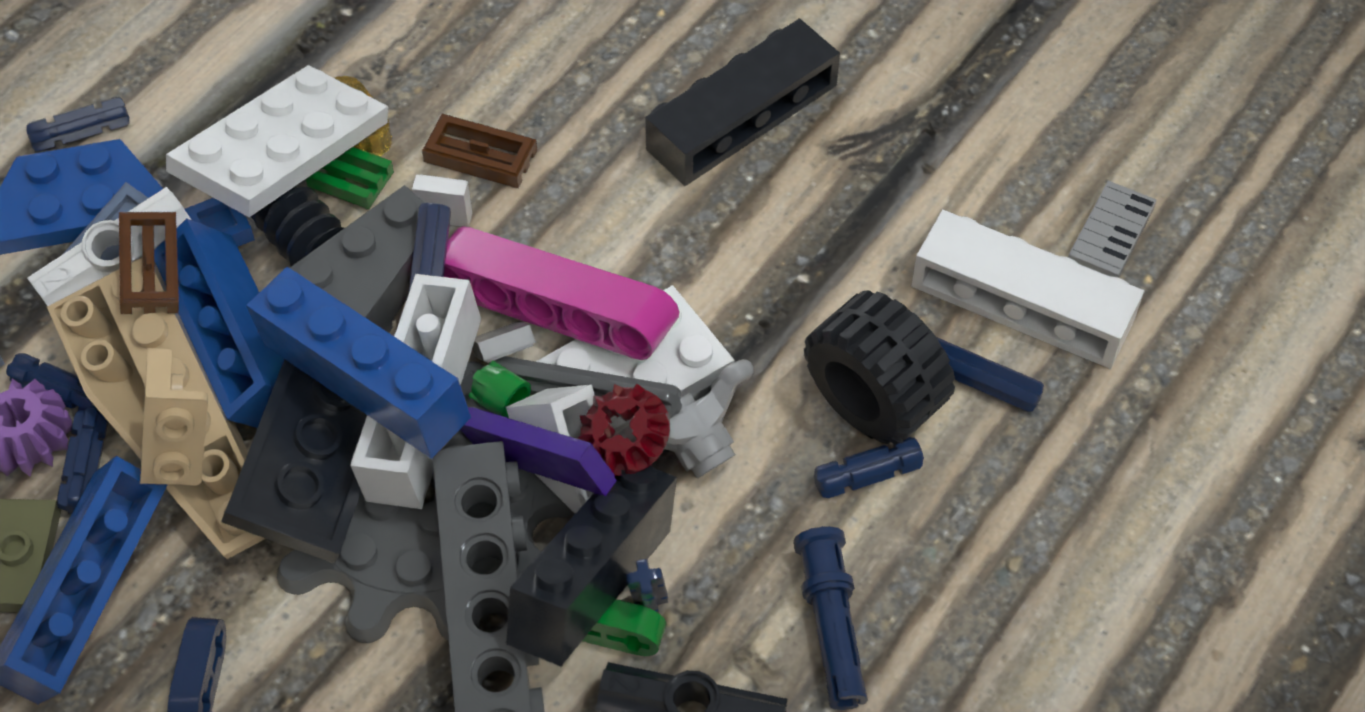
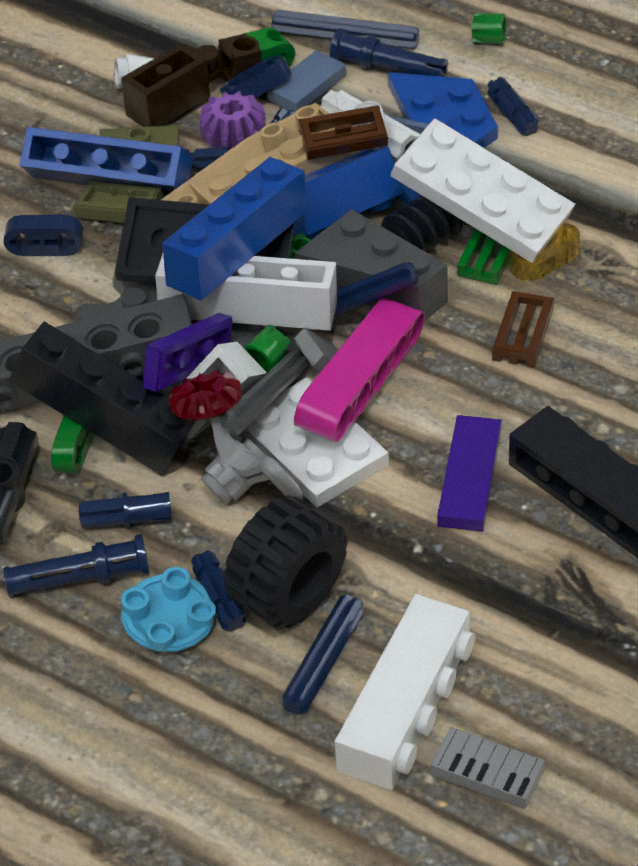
camera: 90 degrees right, 10 degrees down
(153, 576) = (110, 200): none -> olive plate
(171, 425) = (194, 150): tan bracket -> none
(448, 192) = (457, 305): white tile -> none
(647, 586) = (88, 440): dark blue axle -> none
(703, 216) = (469, 473): none -> dark purple tile
(738, 564) = (125, 510): none -> dark blue axle
(903, 518) = (167, 611): none -> medium azure dish

